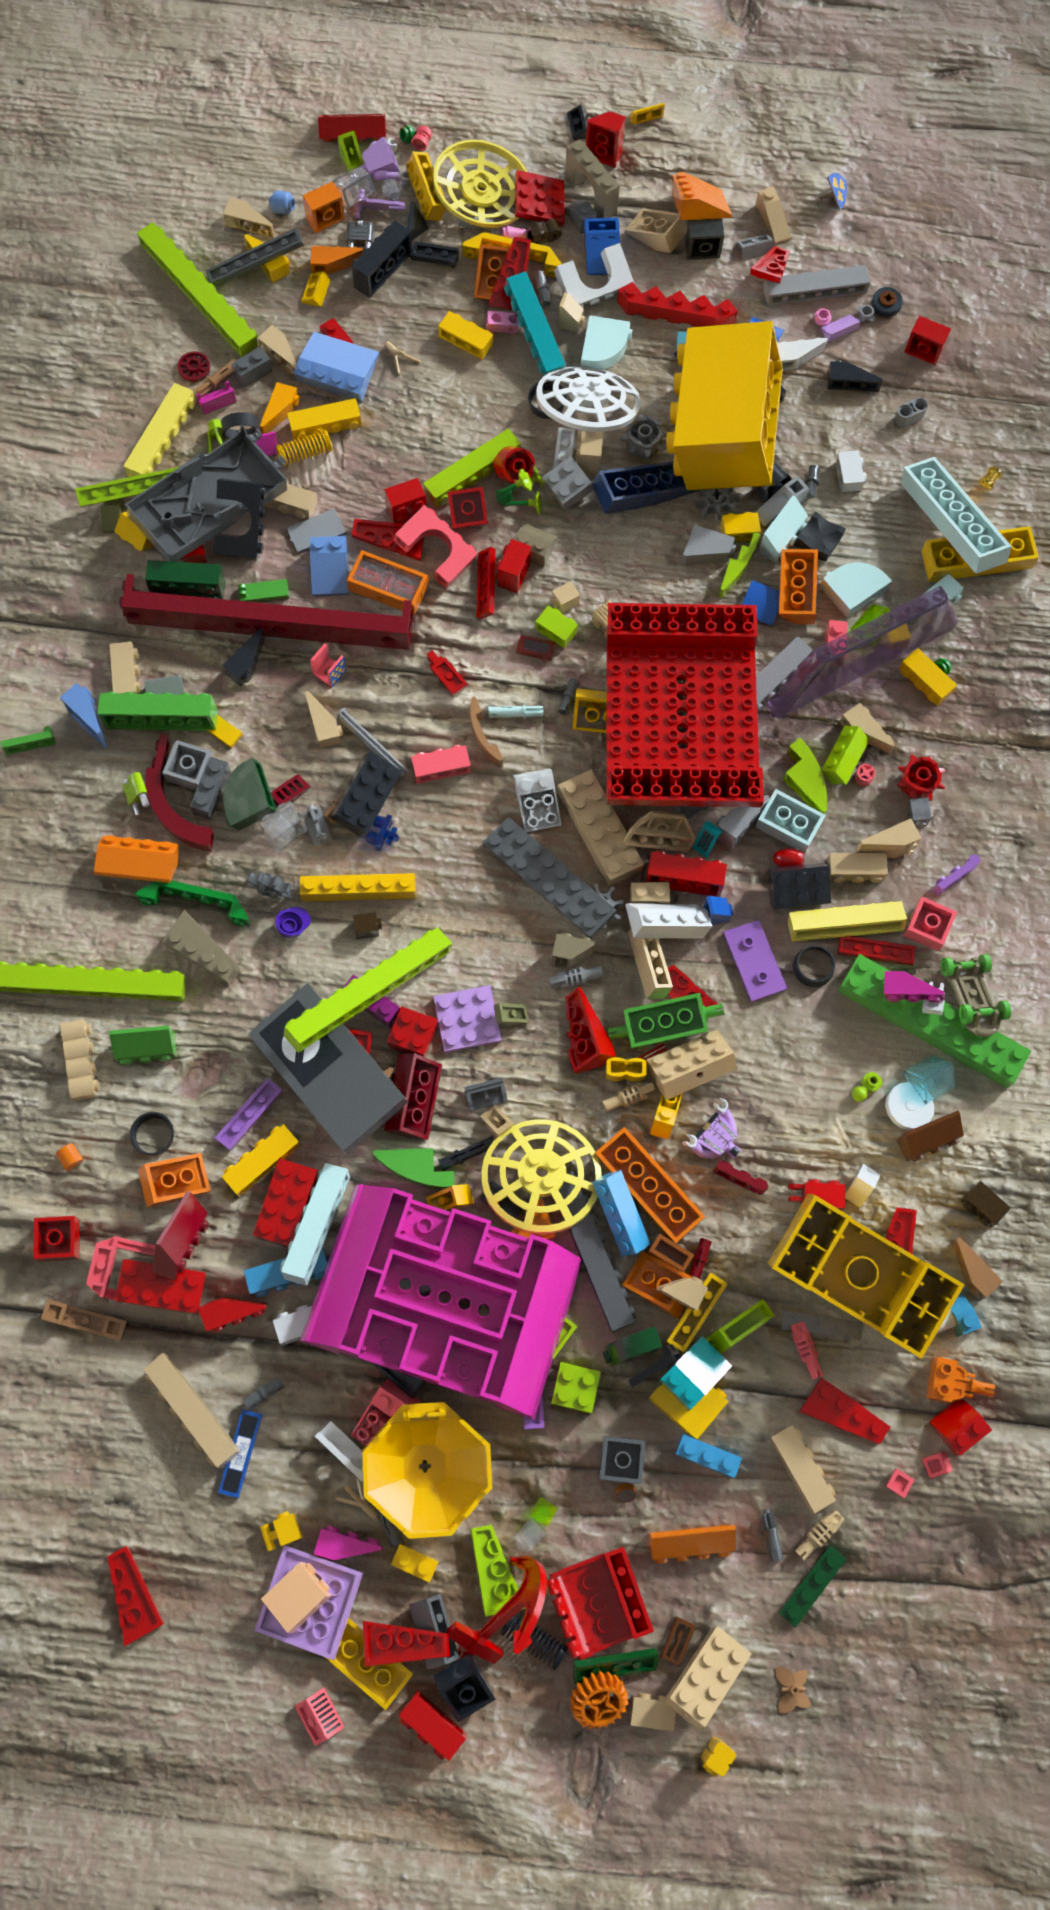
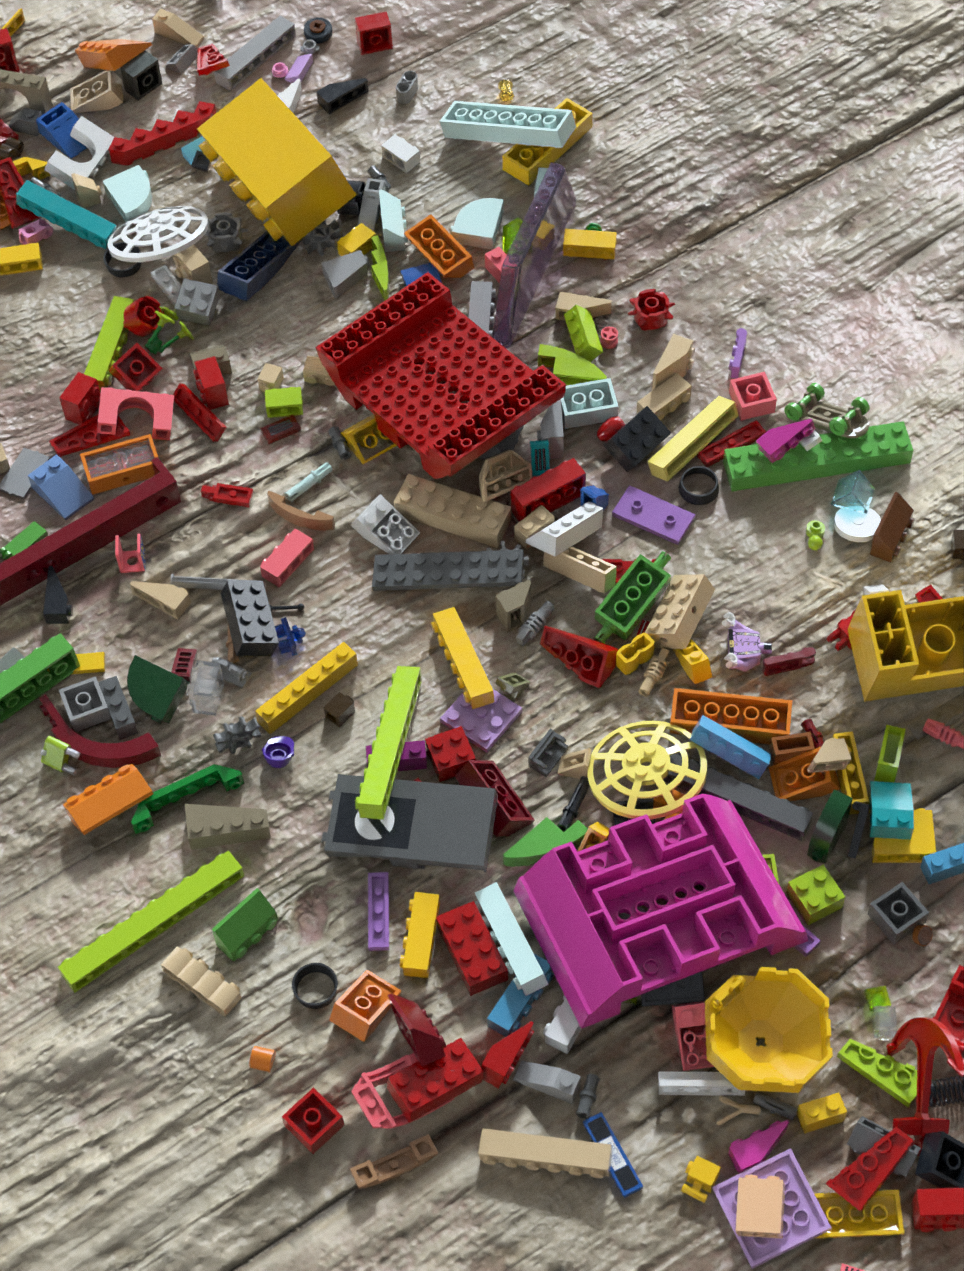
camera: 35 degrees left, 15 degrees down
(246, 1355) = (549, 1080): none -> light grey slope
(416, 814) = (300, 607): none -> black hinge
(491, 962) = (463, 658): none -> yellow brick
(820, 535) = (421, 206): black brick -> none
(919, 812) = (669, 328): flat silver brick -> none

